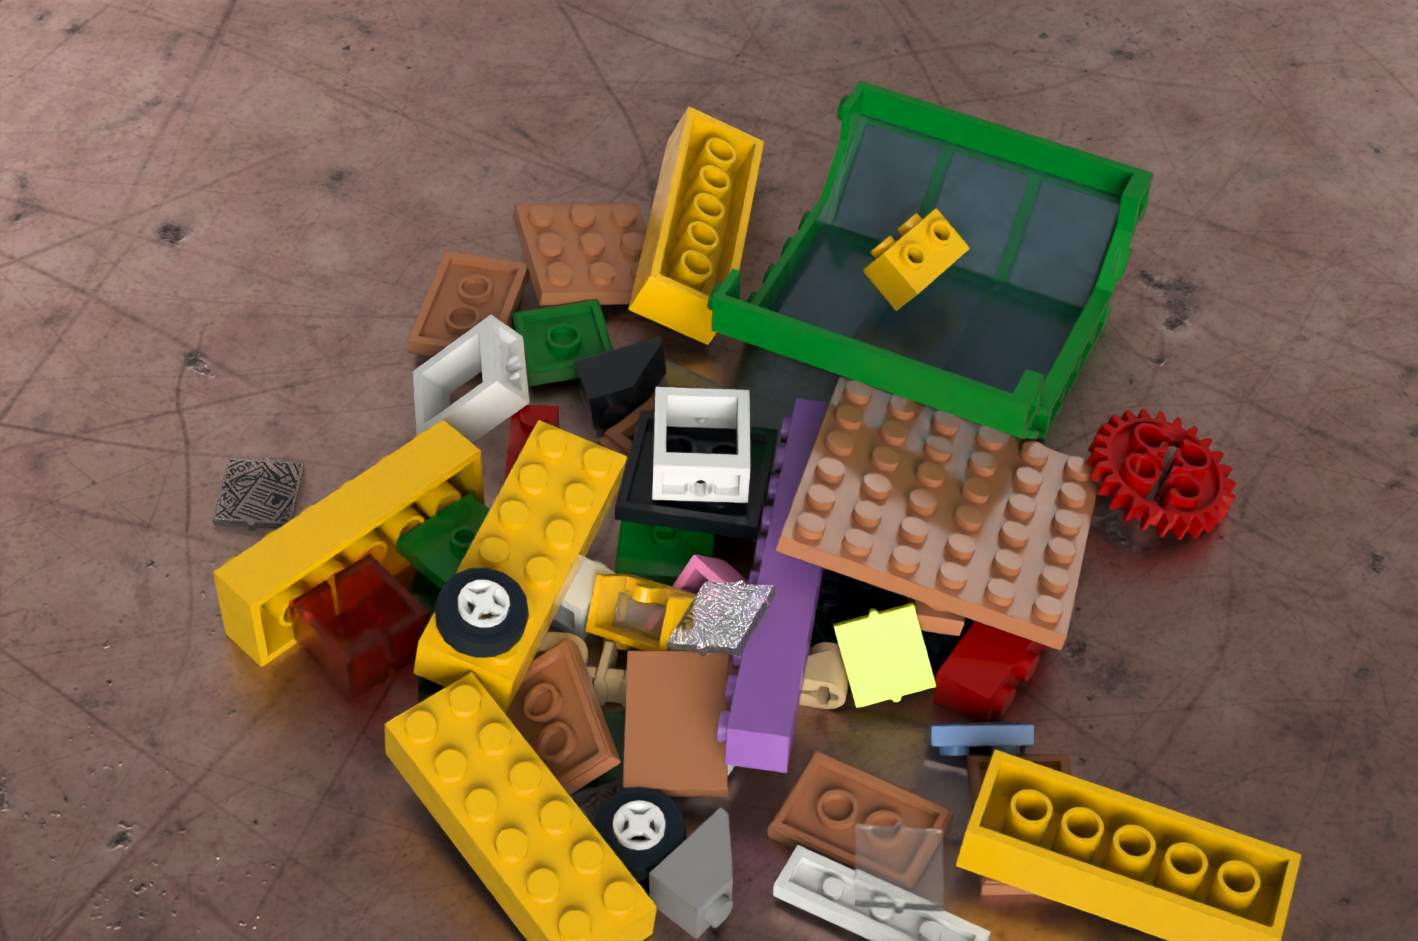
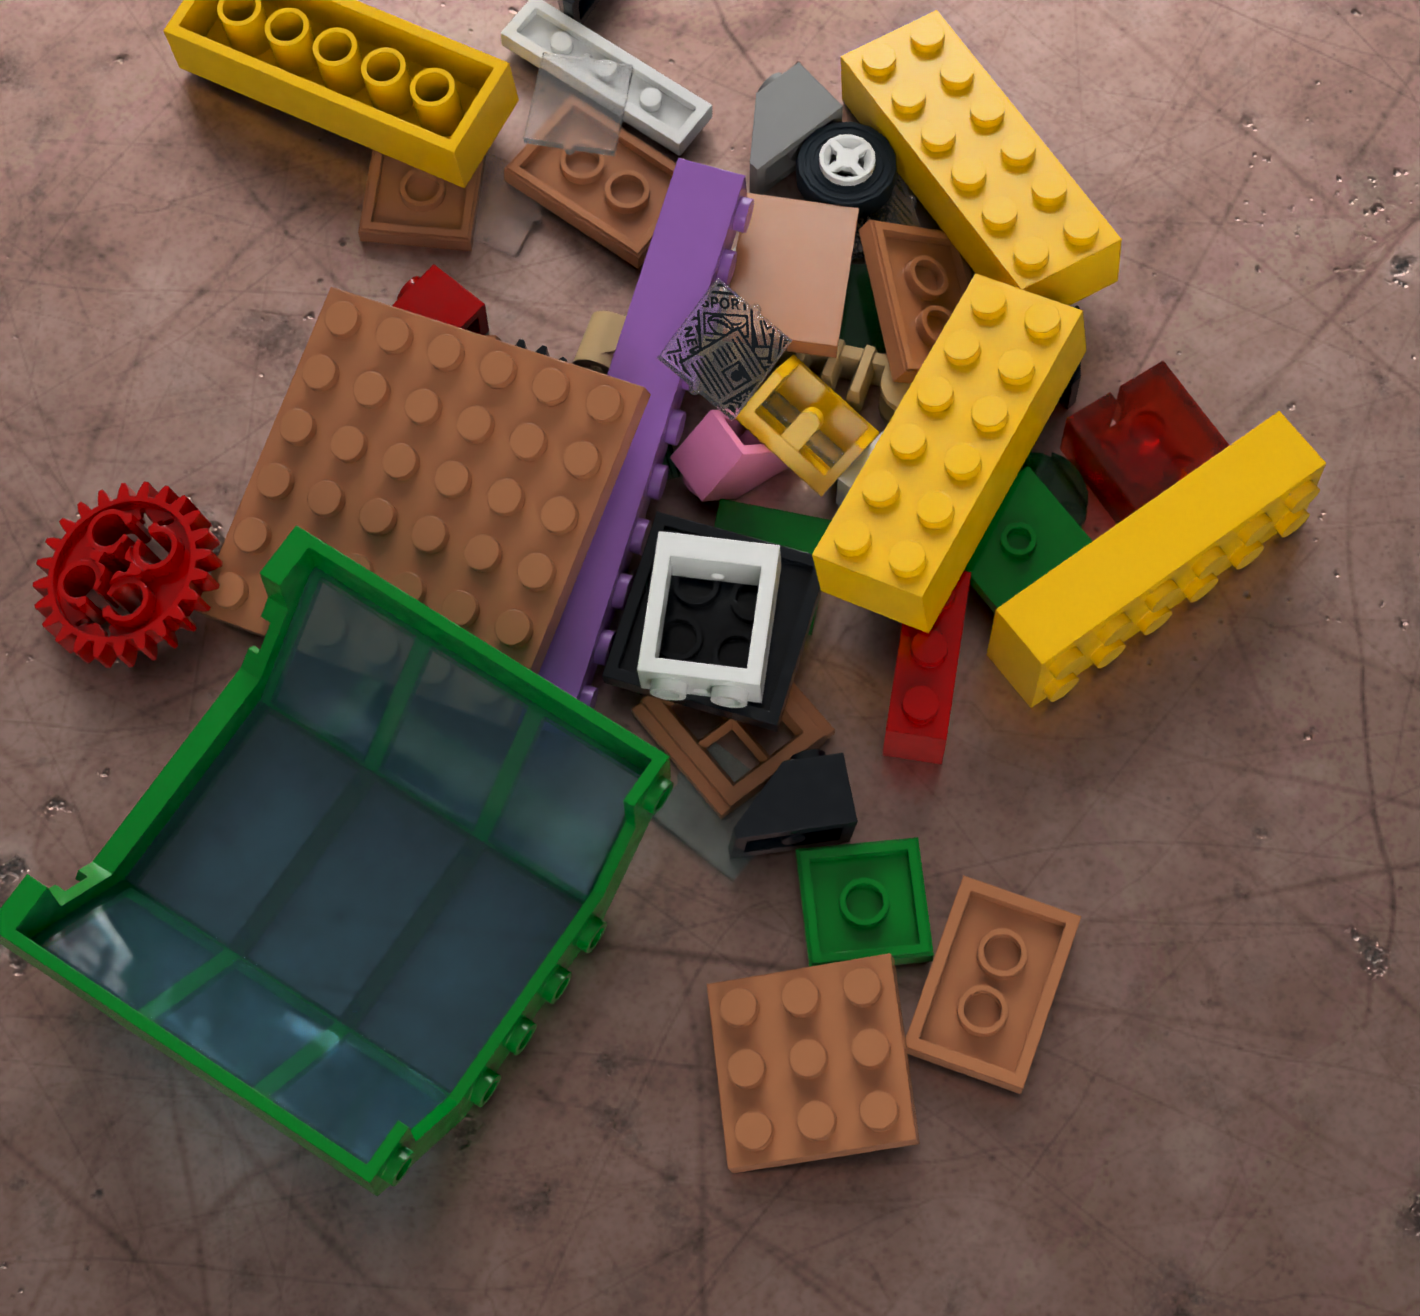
camera: 170 degrees left, 20 degrees up
(258, 493) = (1274, 711): clear piece -> none
(478, 593) = (1001, 288): black wheel -> none
(504, 389) = (960, 801): white window -> none
(696, 223) = (650, 1060): yellow brick -> none
(884, 655) = (540, 327): neon yellow piece -> none
(915, 259) = (354, 921): yellow brick -> none
(957, 737) = (465, 252): medium blue plate -> none

